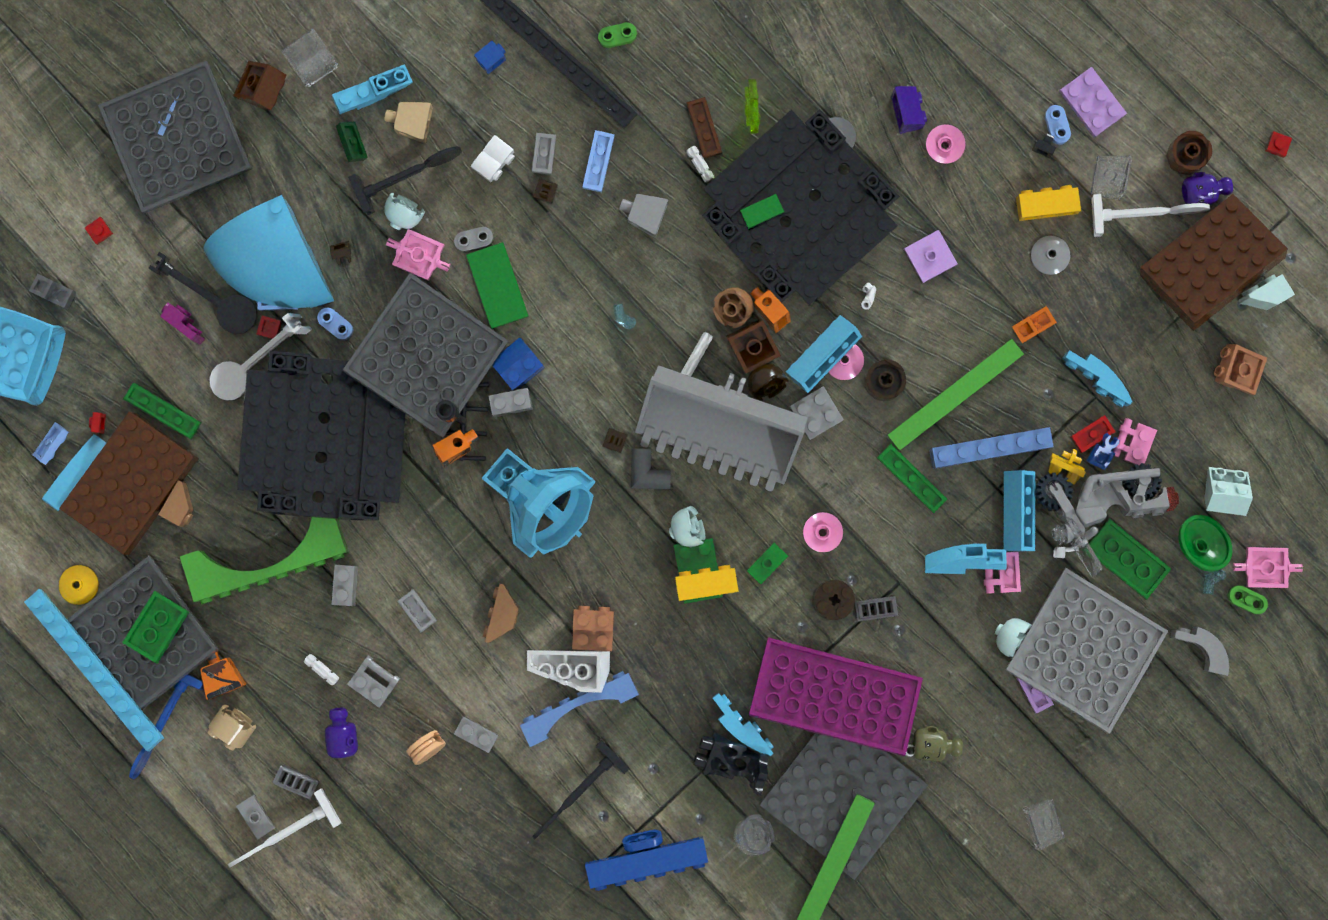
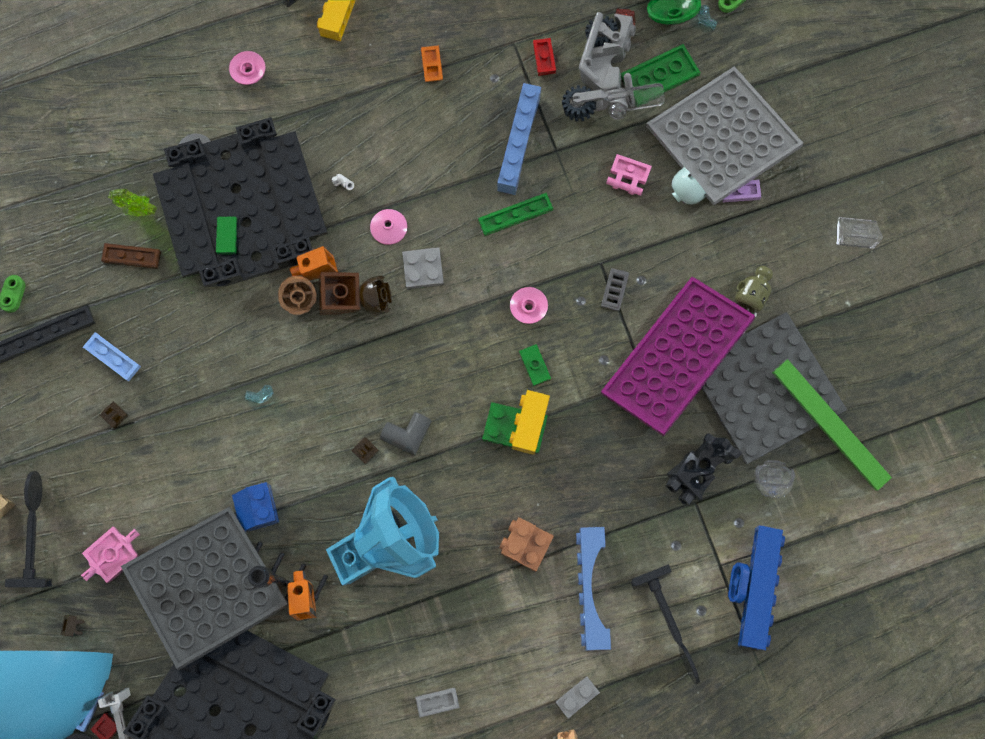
camera: 70 degrees left, 10 degrees down
(335, 323) = (133, 662): light blue plate -> none
(402, 212) = (64, 552): light aqua cylinder -> none
(474, 241) = (125, 498): light grey plate -> none
(493, 158) = (60, 448): white brick -> none
(497, 285) = (175, 495): green tile -> none
(502, 615) = (477, 622): medium nougat slope -> none
(510, 402) = (286, 528): light grey brick -> none
(544, 153) = (80, 401): light grey plate -> none
(578, 669) = (557, 573): white wedge -> none
(645, 212) = (177, 335): light grey torso -> none
(687, 528) = (472, 420): light aqua cylinder -> none
(697, 354) = (326, 349): white axle -> none
(700, 164) = (160, 272): white axle -> none
(720, 426) = (396, 350): light grey piece -> none
(746, 733) = (677, 447): medium azure slope -> none
(824, 353) = (374, 238): medium azure brick -> none
(838, 610) = (587, 312): dark brown brick -> none
(895, 375) = (430, 198): dark brown brick -> none
(907, 108) = (202, 84): dark purple slope -> none
(930, 256) = (335, 120): lavender plate -> none
(955, 394) = (461, 150): bright green tile -> none
(962, 557) = (601, 201): medium azure slope -> none
(1019, 510) = (582, 138): medium azure brick -> none
(1042, 260) = (383, 35): light grey dish -> none
(1059, 552) = (631, 122): white hand -> none
(1074, 470) = (556, 79): yellow hips -> none
(1103, 454) = (563, 55): blue plate -> none
(1106, 380) = (504, 27): medium azure slope -> none
(1140, 442) = (568, 25): bright pink plate -> none
(1214, 652) = (763, 39): light grey arch -> none

